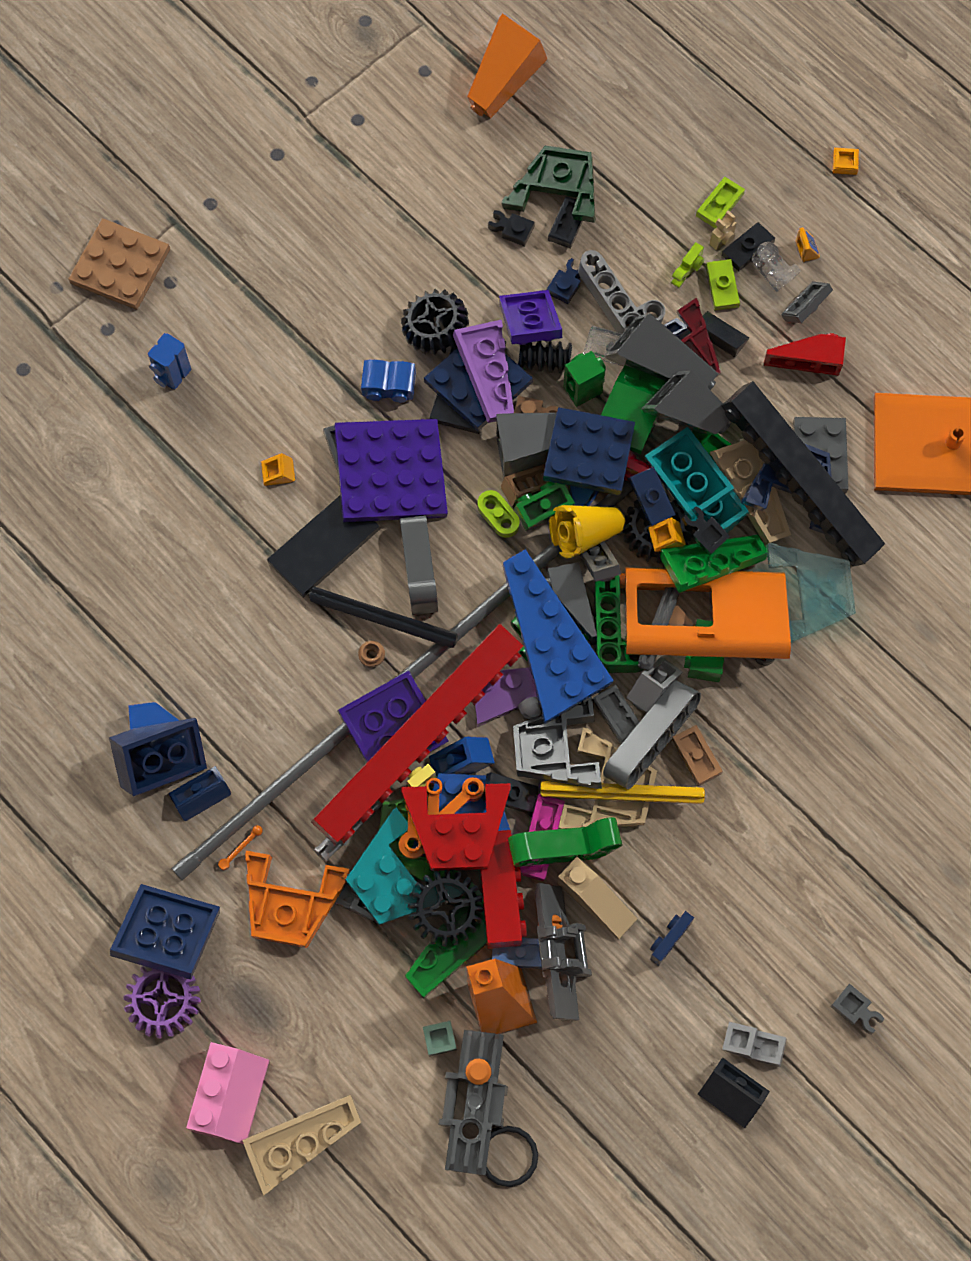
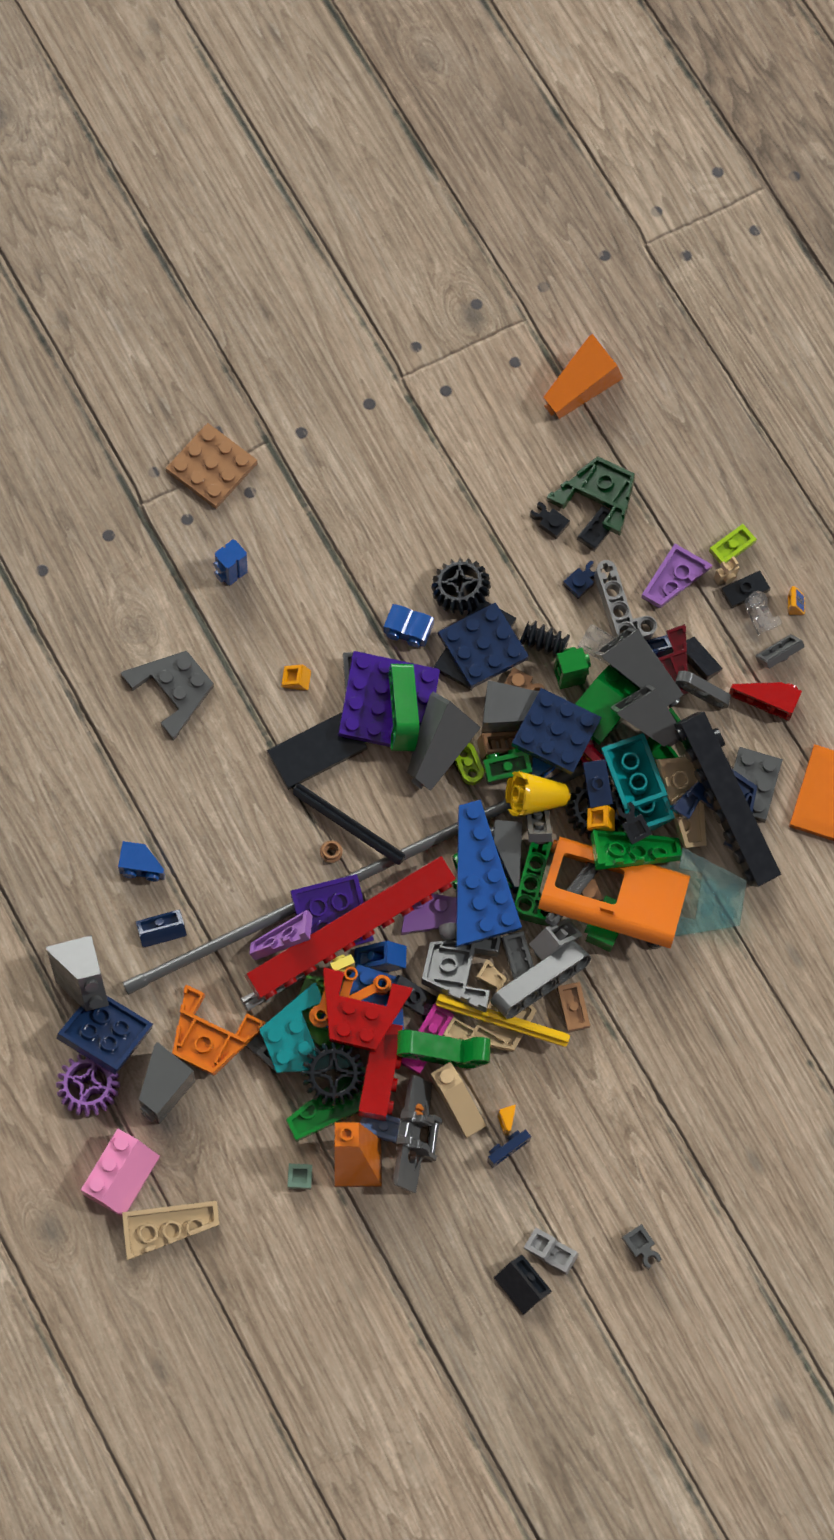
camera: 10 degrees right, 0 degrees up
(117, 870) = (79, 972): none -> dark grey slope
(146, 507) = (181, 682): none -> dark grey wing
(157, 755) = (135, 887): dark blue slope -> none
(224, 864) = (165, 990): orange hinge -> none
(251, 974) = (164, 1084): none -> dark grey slope
(345, 764) = (284, 936): none -> medium lavender wing
(410, 469) = (404, 707): none -> green beam
(419, 565) = (389, 790): dark grey beam -> none
(460, 496) = (440, 741): none -> dark grey slope
(484, 1101) = (320, 1236): dark grey piece -> none
(485, 361) = (492, 637): medium lavender wing -> none
(521, 1180) = (350, 1284): black piece -> none
(530, 317) = (541, 603): dark purple plate -> none
(658, 905) = (506, 1118): none -> light orange slope
(666, 250) = (674, 575): none -> medium lavender wing
(692, 261) = (692, 590): lime plate -> none
(722, 285) = (713, 617): lime plate -> none
(737, 364) = (703, 689): none -> dark grey beam

